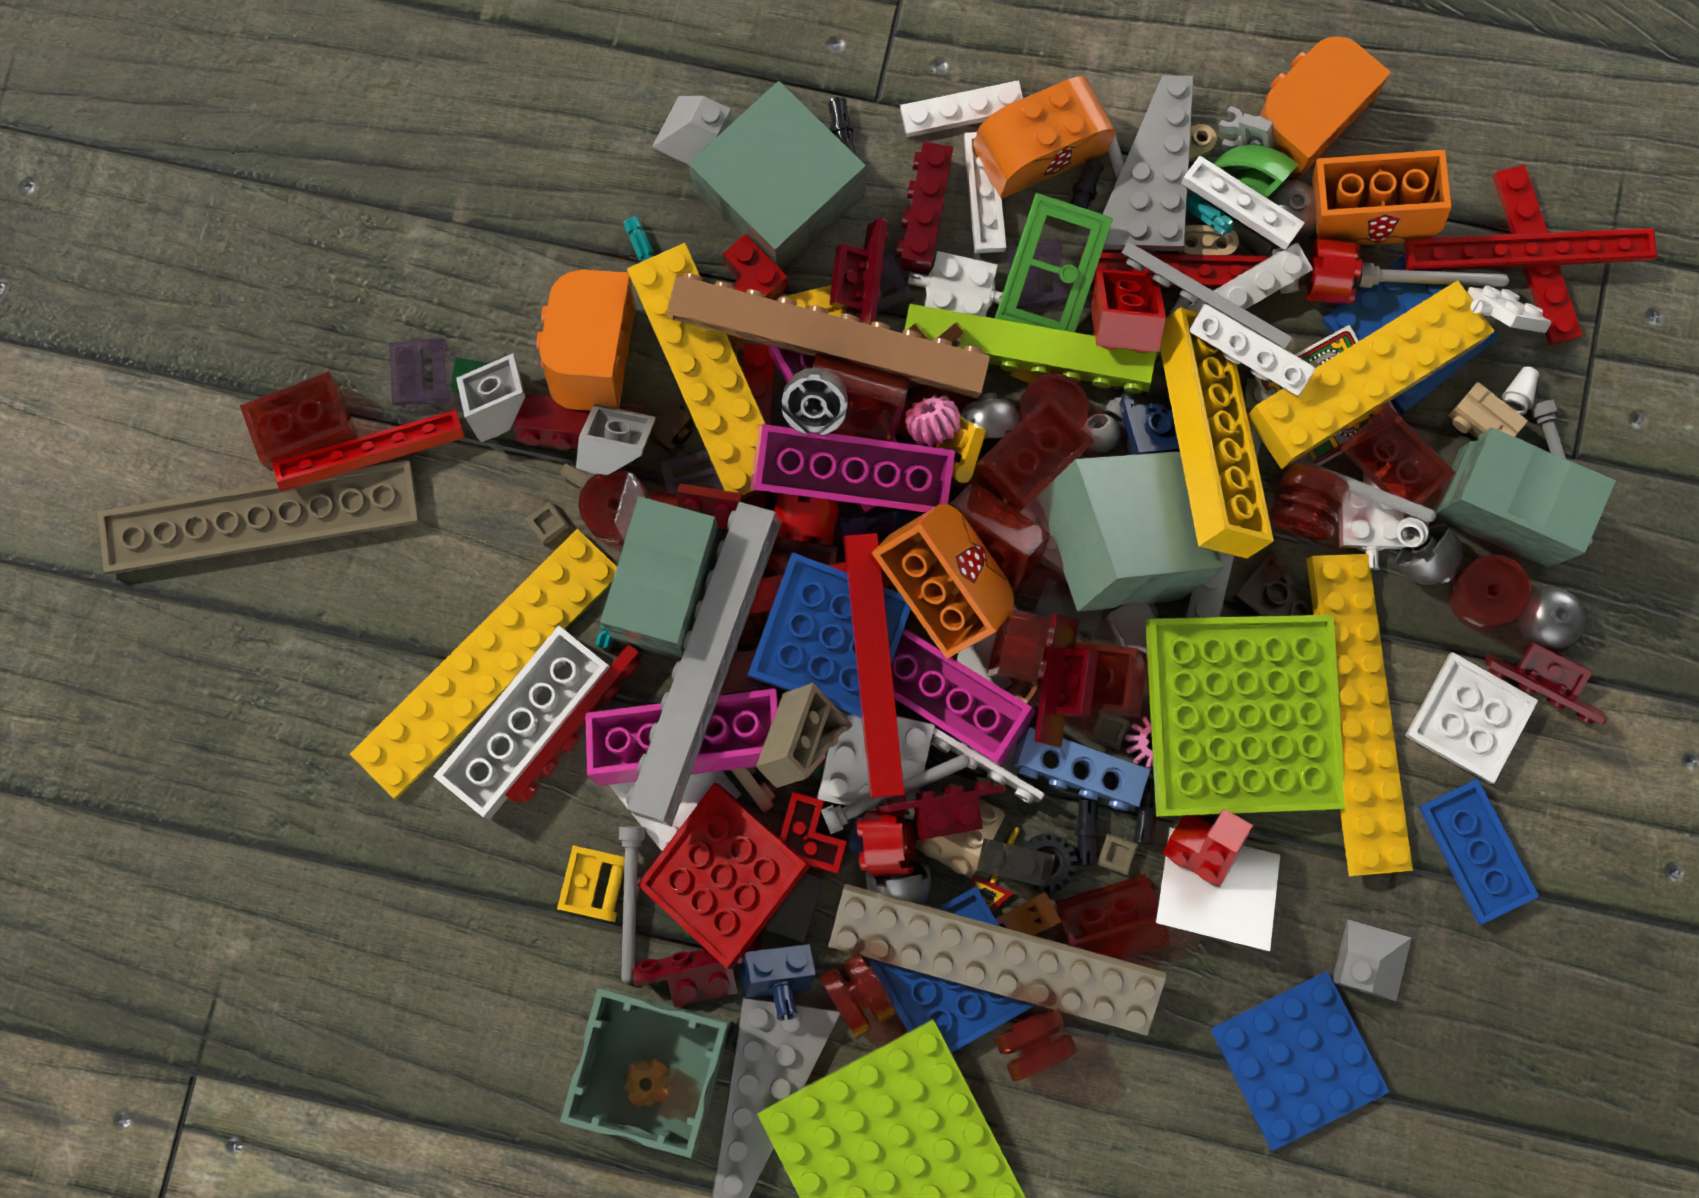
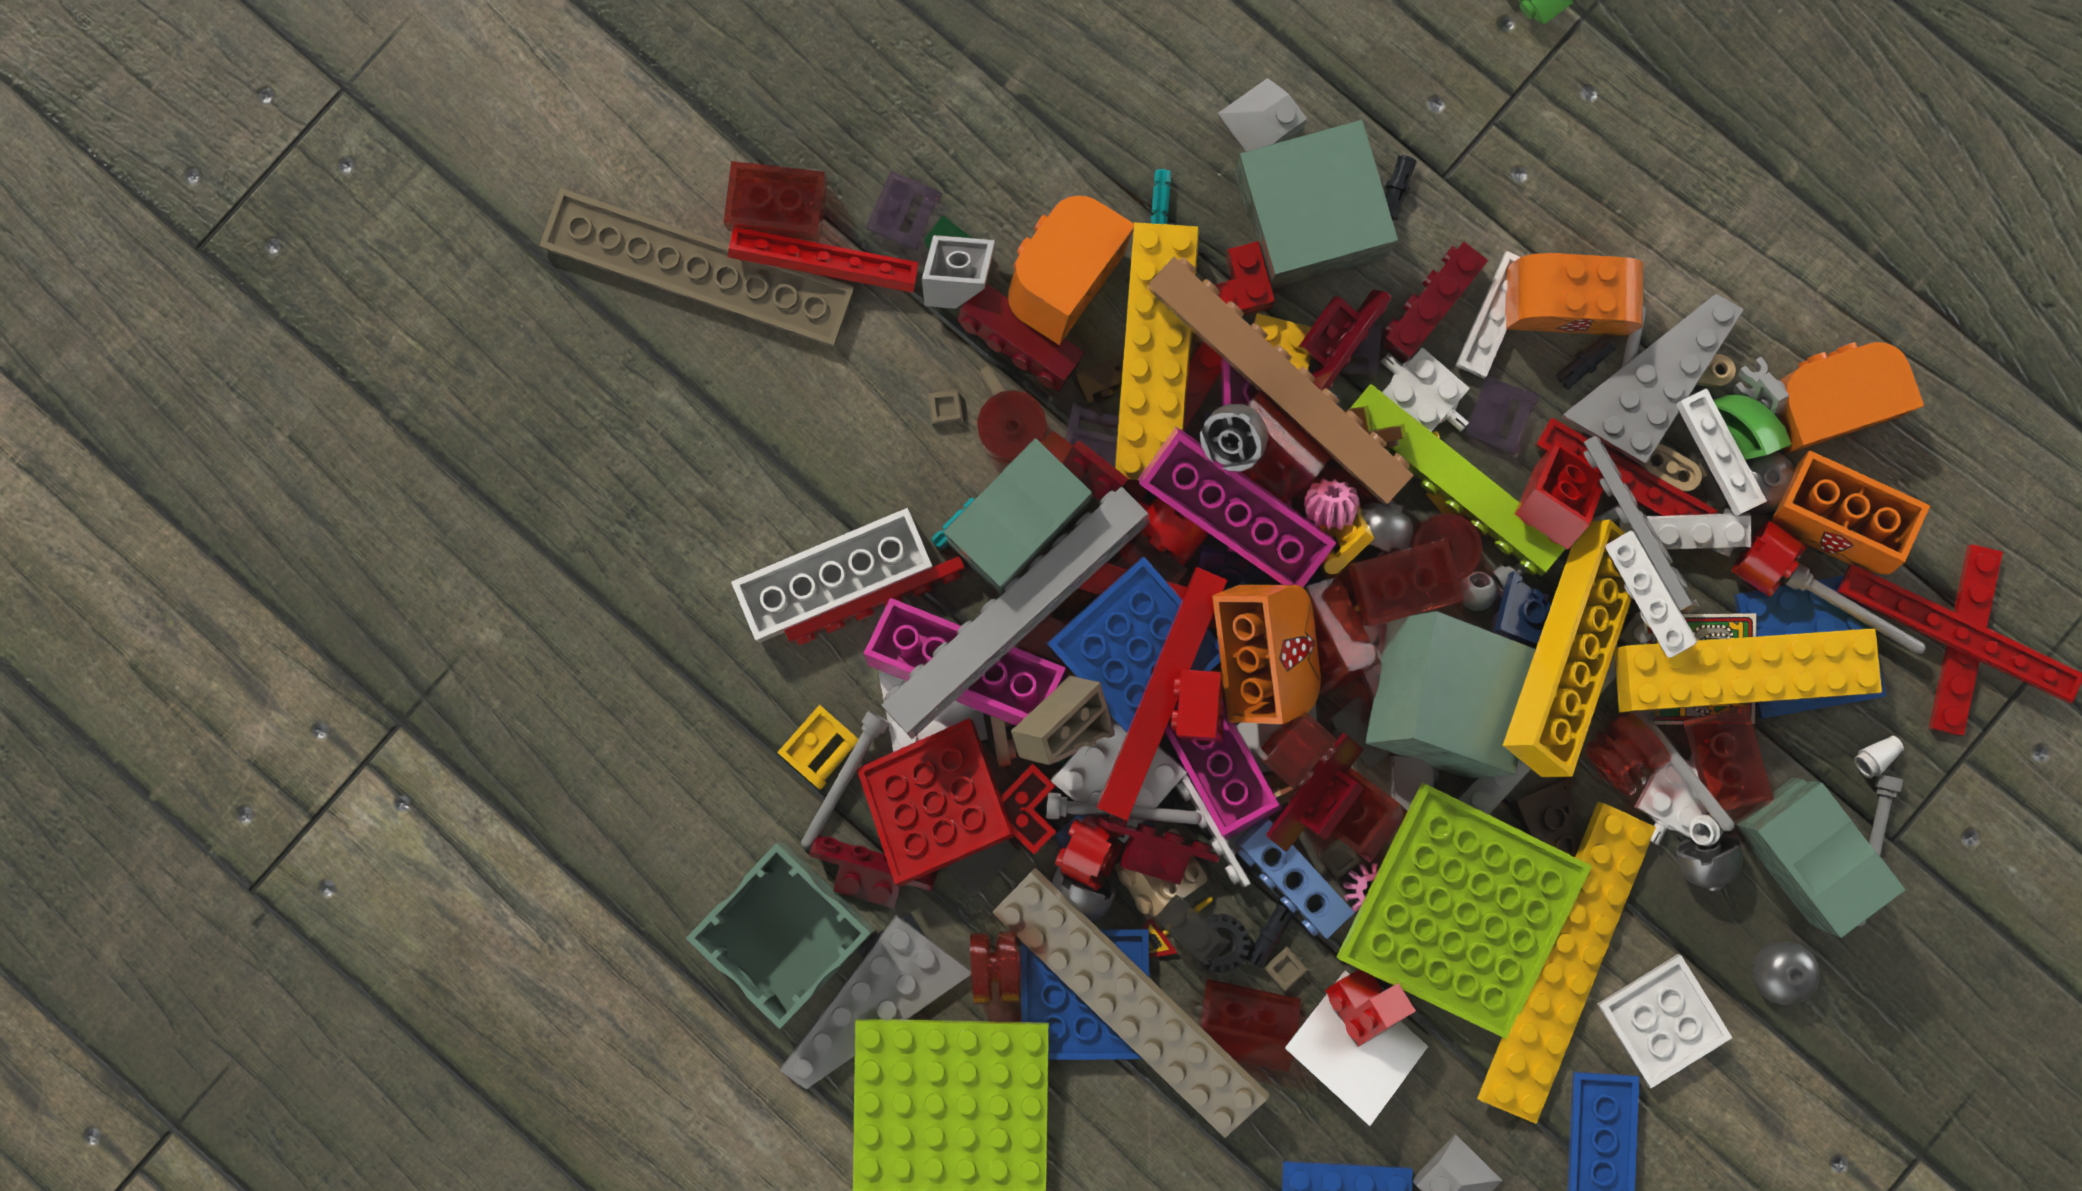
camera: 30 degrees right, 5 degrees up
(484, 665) = (828, 504): yellow plate -> none
(612, 439) = (1041, 368): light grey slope -> none
(627, 504) = (1023, 436): clear piece -> none
(660, 1080) = (789, 943): clear orange brick -> none
(778, 974) = (937, 913): dark blue brick -> none
(913, 655) = (1199, 706): none -> red brick
(957, 109) = (1517, 225): white plate -> none
(1031, 916) = (1180, 981): reddish brown brick -> none
(1033, 1039) = (1124, 1096): clear red wheel -> none
(1068, 273) = (1536, 442): bright green door -> none
(1146, 816) = (1329, 949): black pin -> none
(1209, 214) = (1686, 445): teal axle -> none
(1482, 410) = (1832, 762): tan brick -> none
(1489, 592) = (1762, 920): clear red wheel -> none
(1508, 309) = (1906, 677): white plate -> none
(1552, 676) = (1756, 1023): dark red bracket -> none

